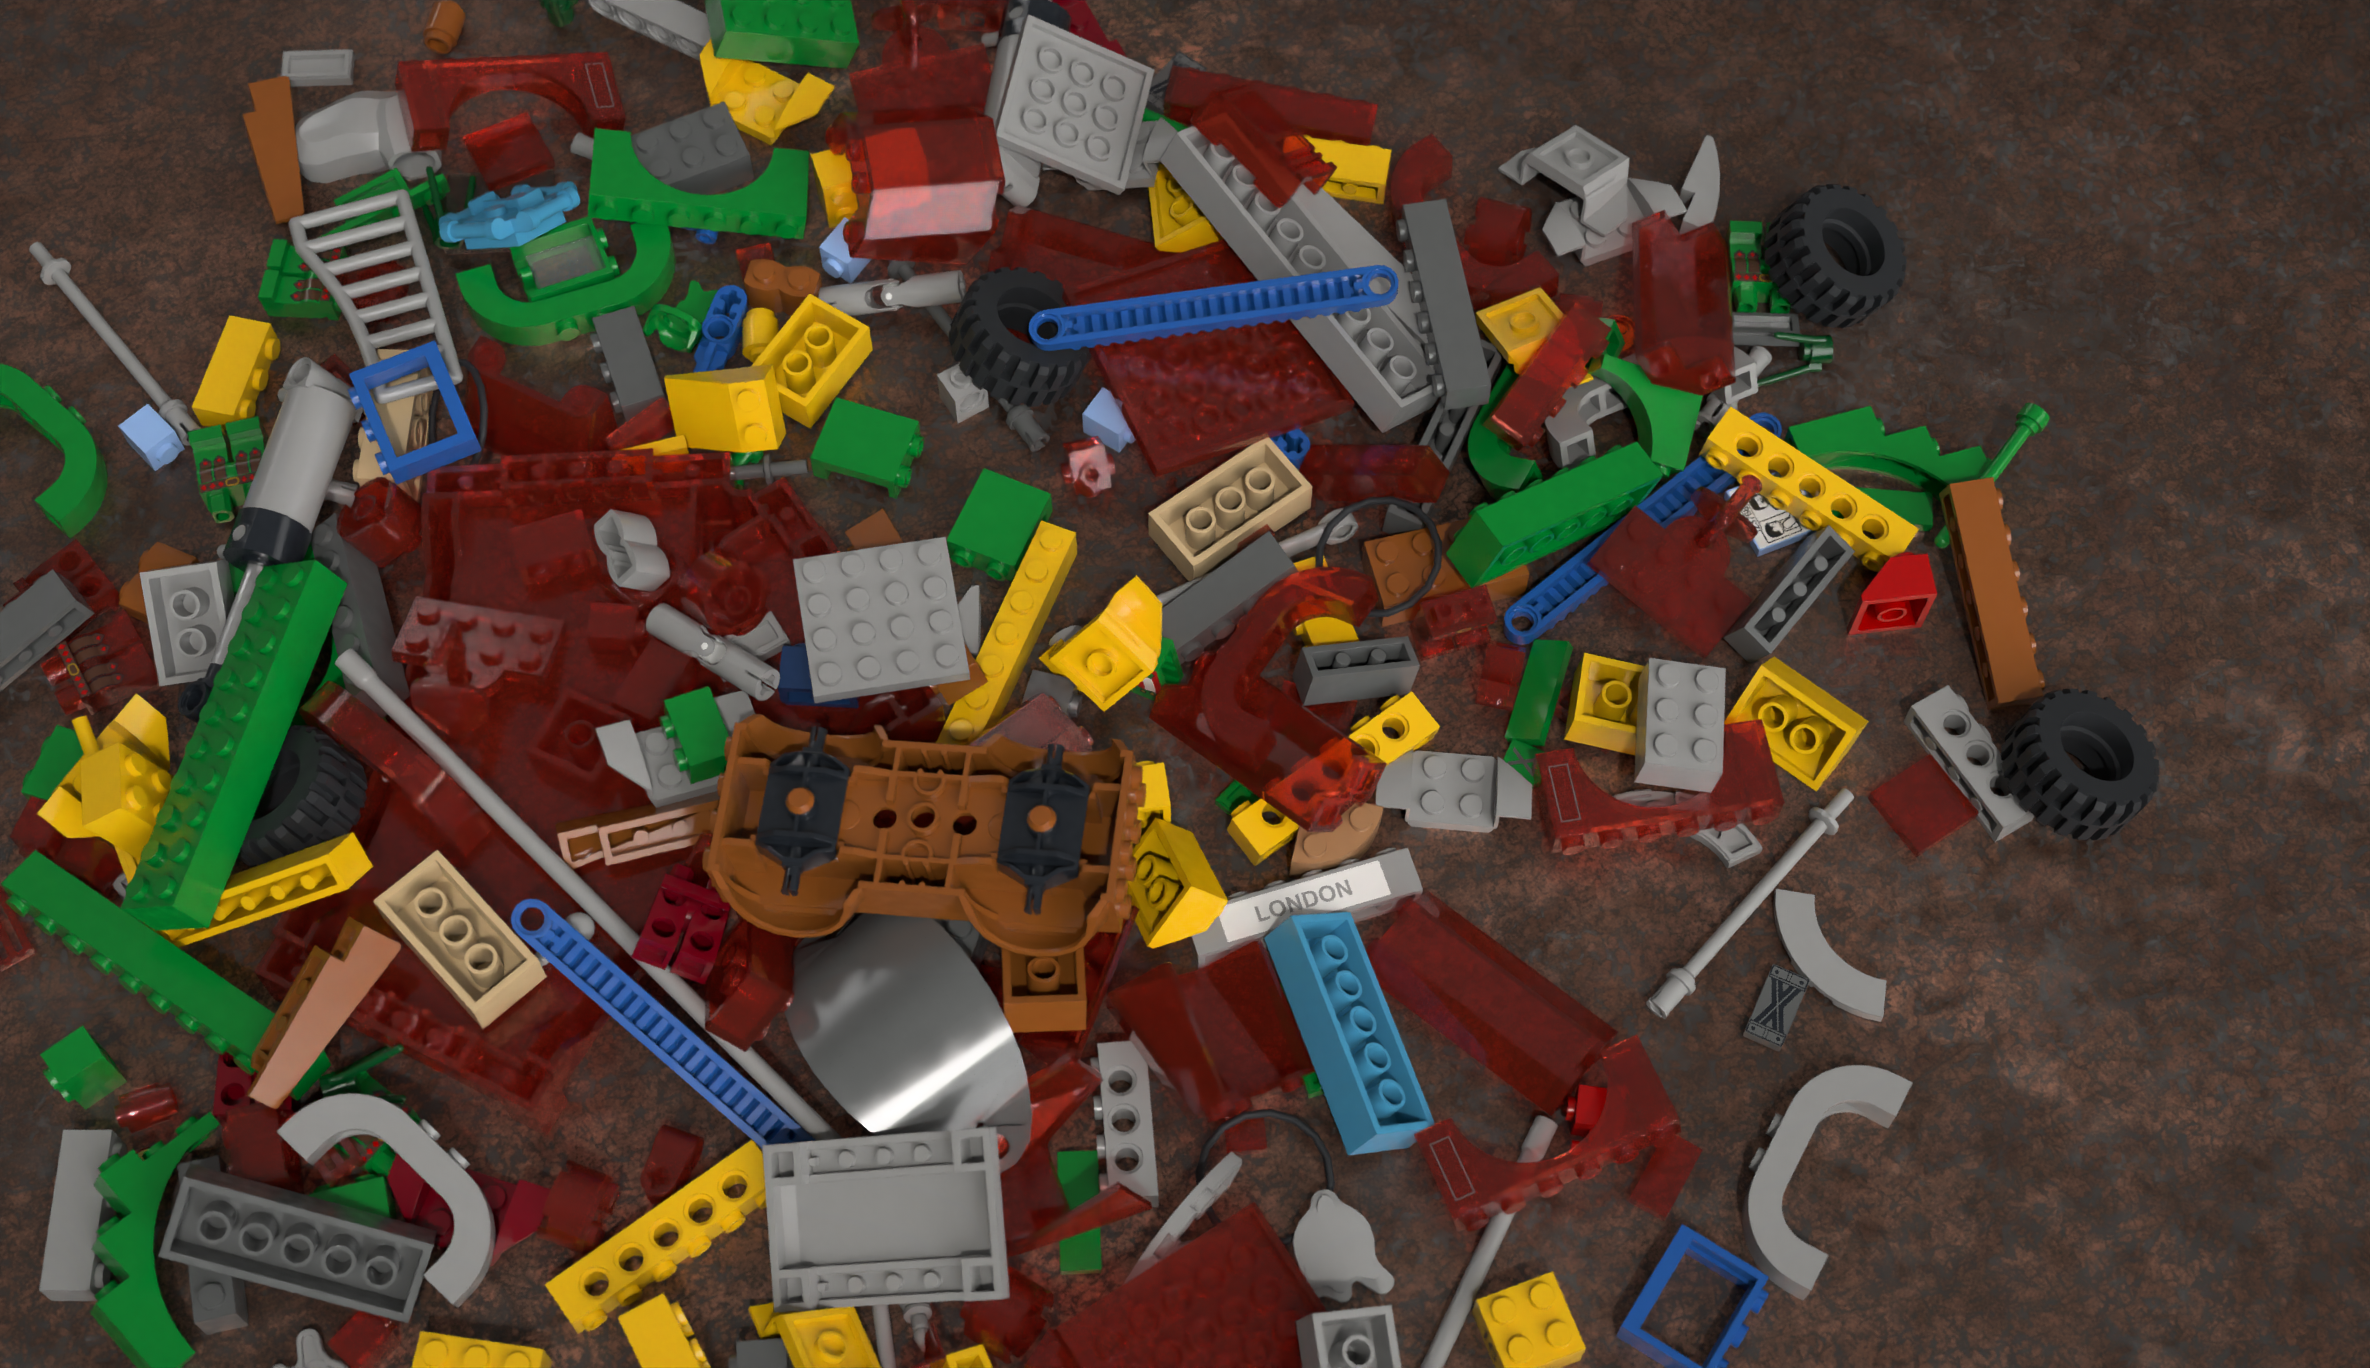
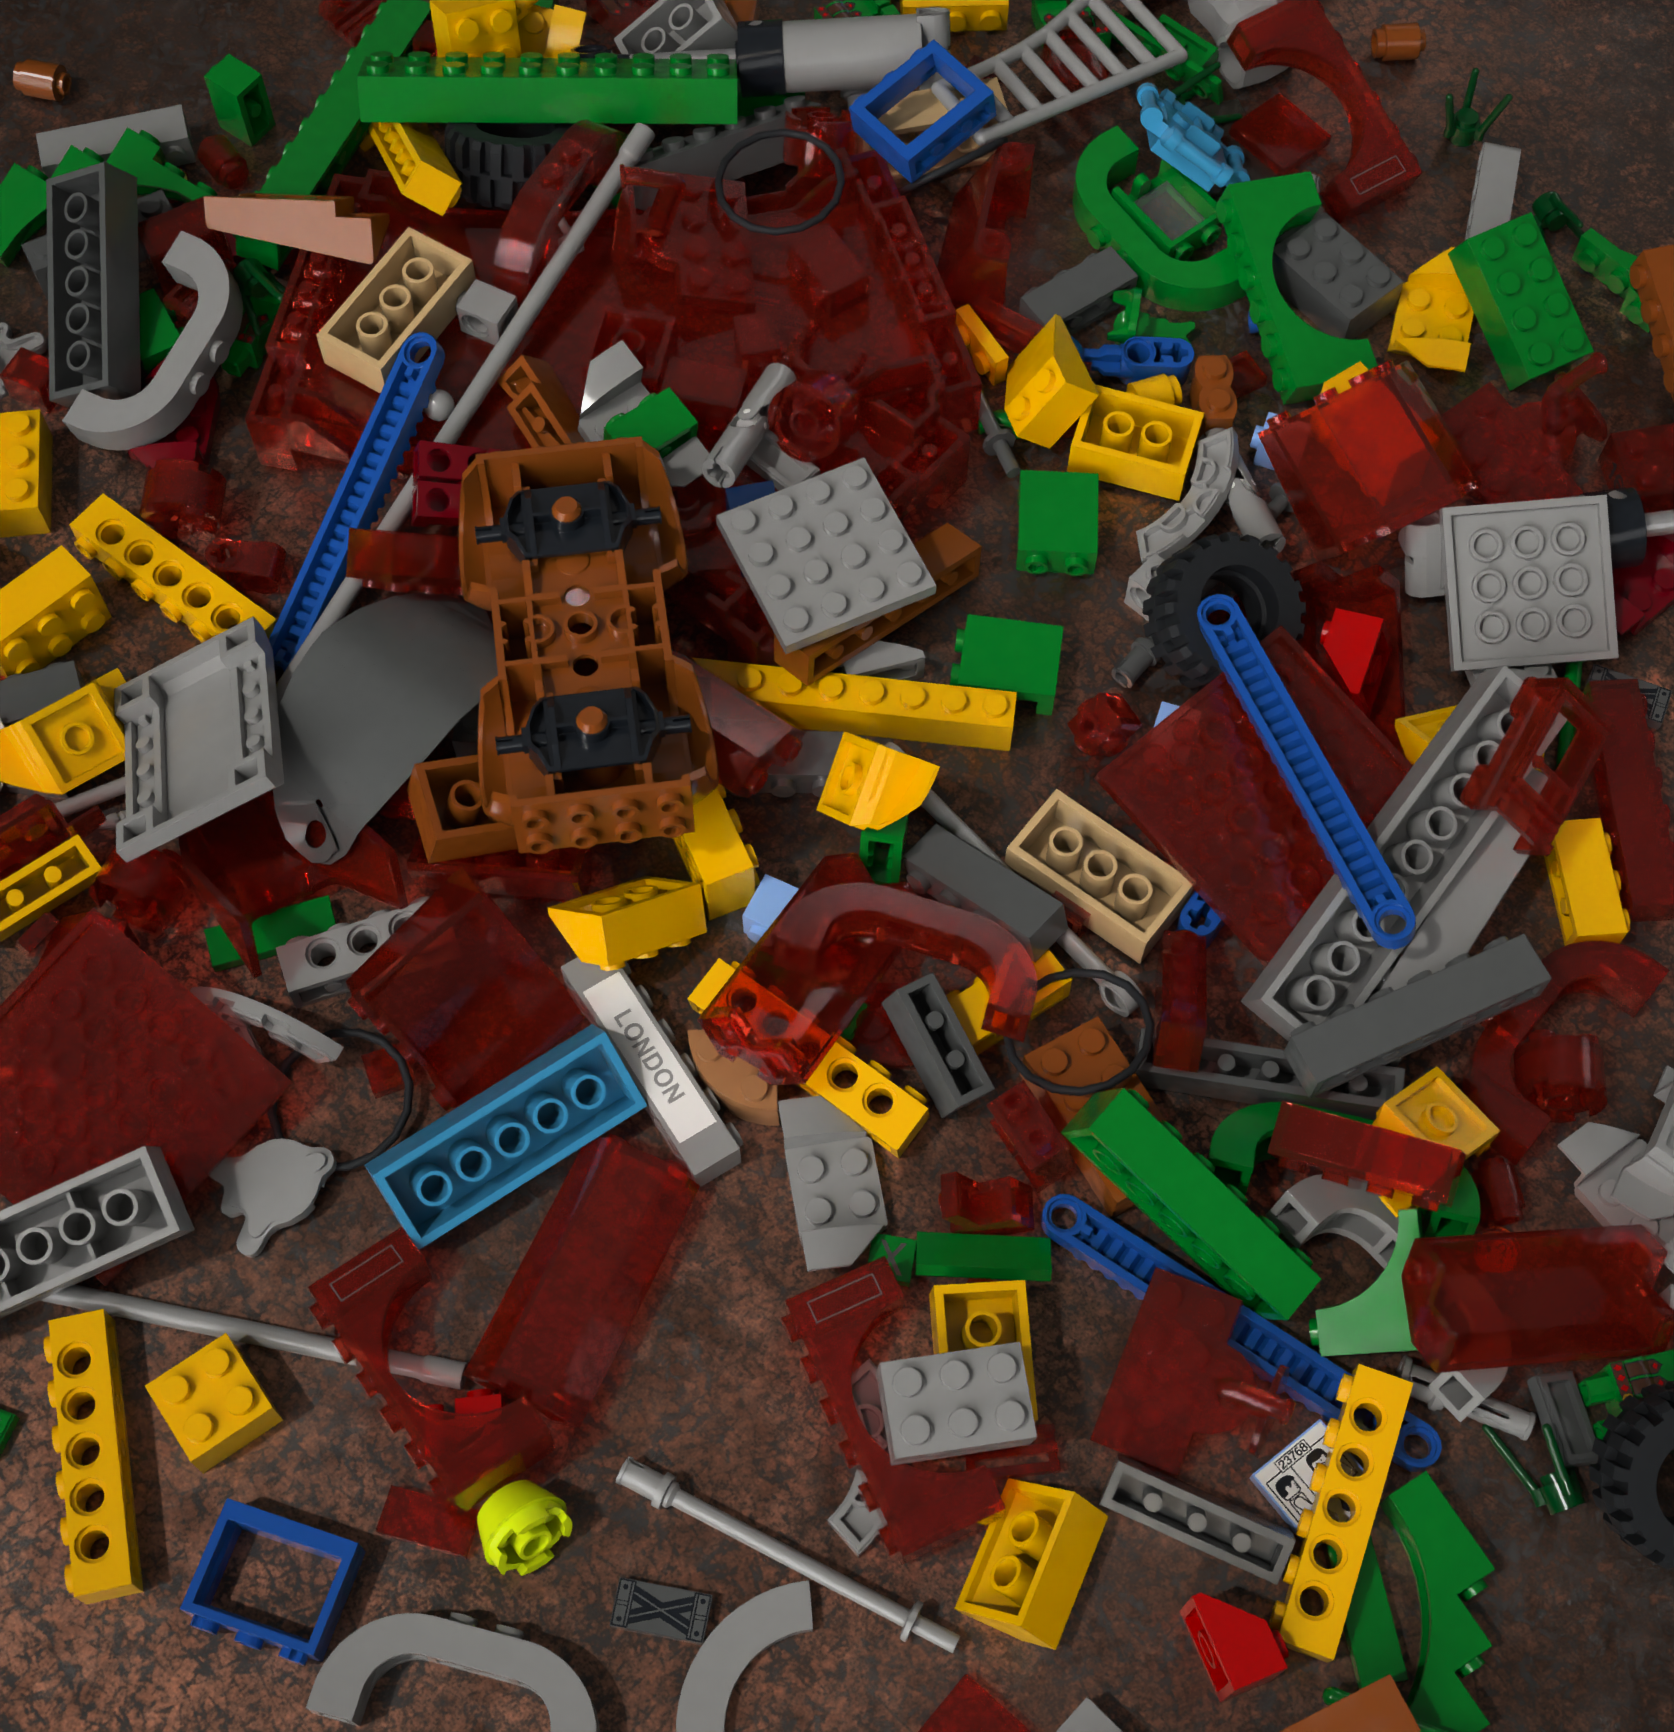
camera: 75 degrees right, 0 degrees up
(430, 505) = (787, 229): none -> black piece
(486, 860) = (485, 311): none -> light grey brick
(631, 550) = (841, 331): light grey brick -> none
(893, 326) = (1210, 487): none -> light grey tile
(1093, 253) = (1358, 654): none -> red slope
(1189, 776) = (765, 906): none -> light blue brick
(1693, 1091) = (522, 1526): none -> neon yellow cone

